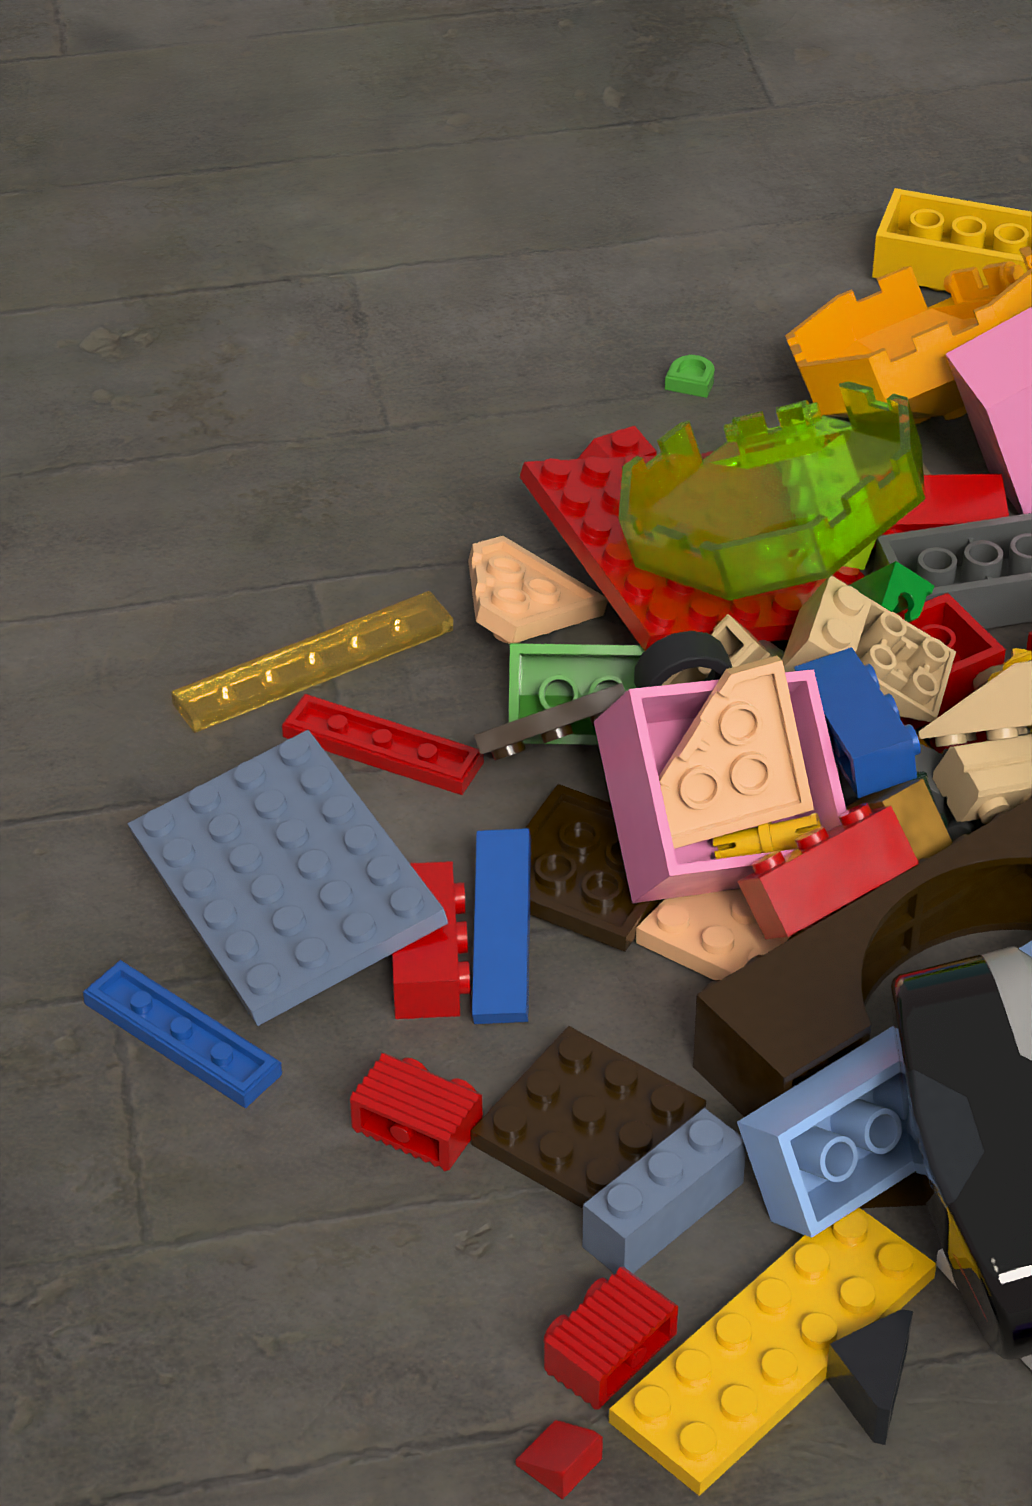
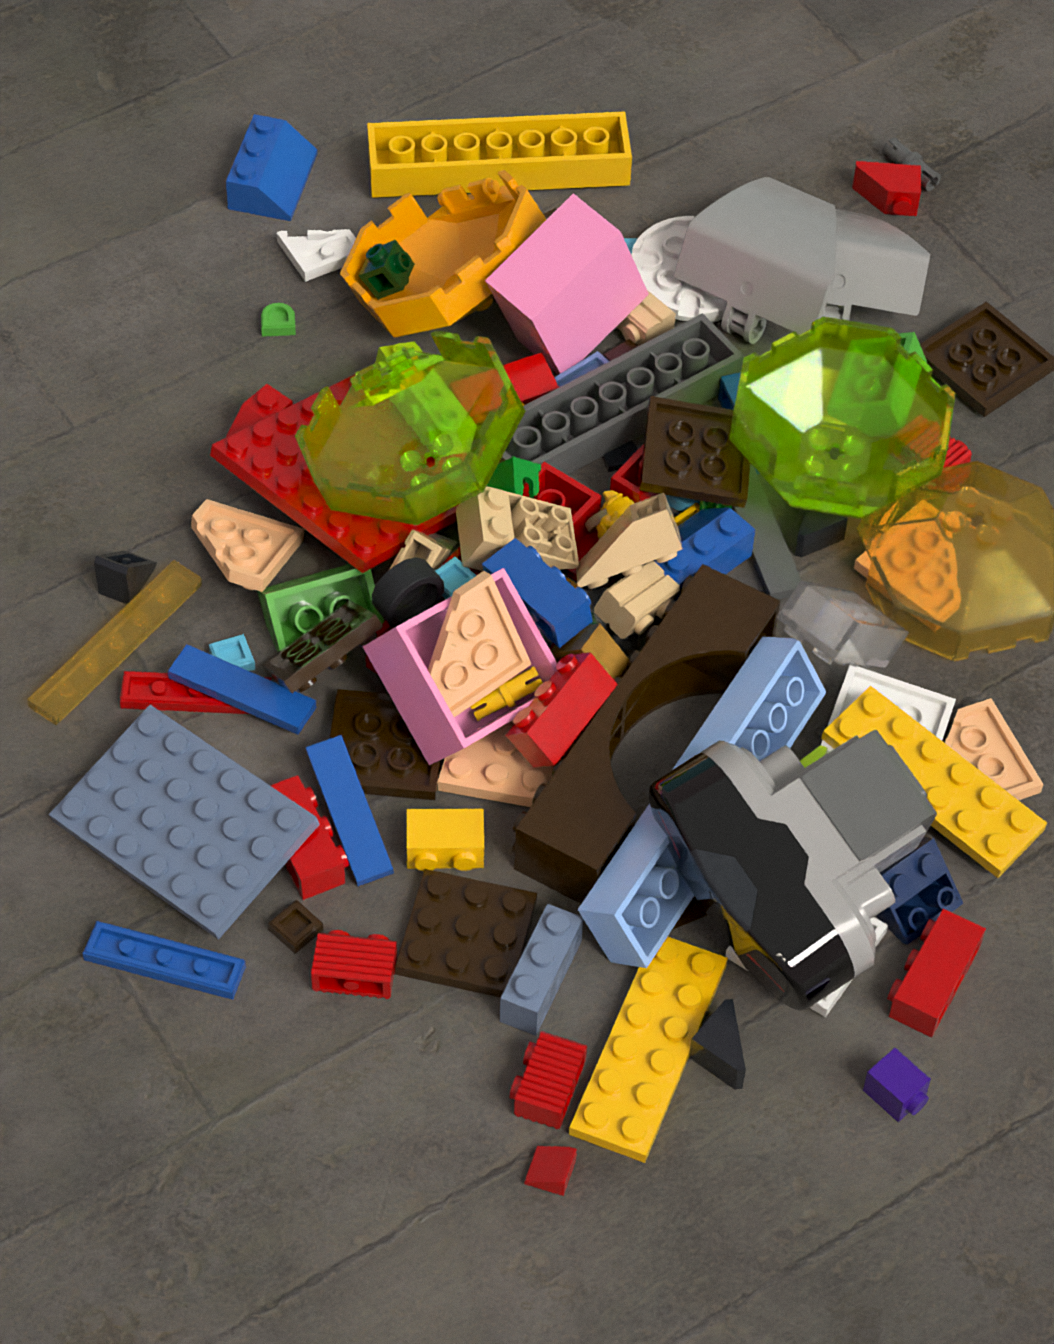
camera: 25 degrees left, 10 degrees up
(356, 588) = (122, 574): none -> black slope
(364, 1041) = (295, 926): none -> dark brown tile
(437, 751) = (242, 689): none -> blue tile
(448, 715) = (235, 651): none -> medium azure tile
(612, 997) = (445, 839): none -> yellow brick
(757, 218) = (270, 169): none -> blue slope
(772, 317) = (318, 252): none -> white wing
(846, 336) = (386, 269): none -> dark green brick

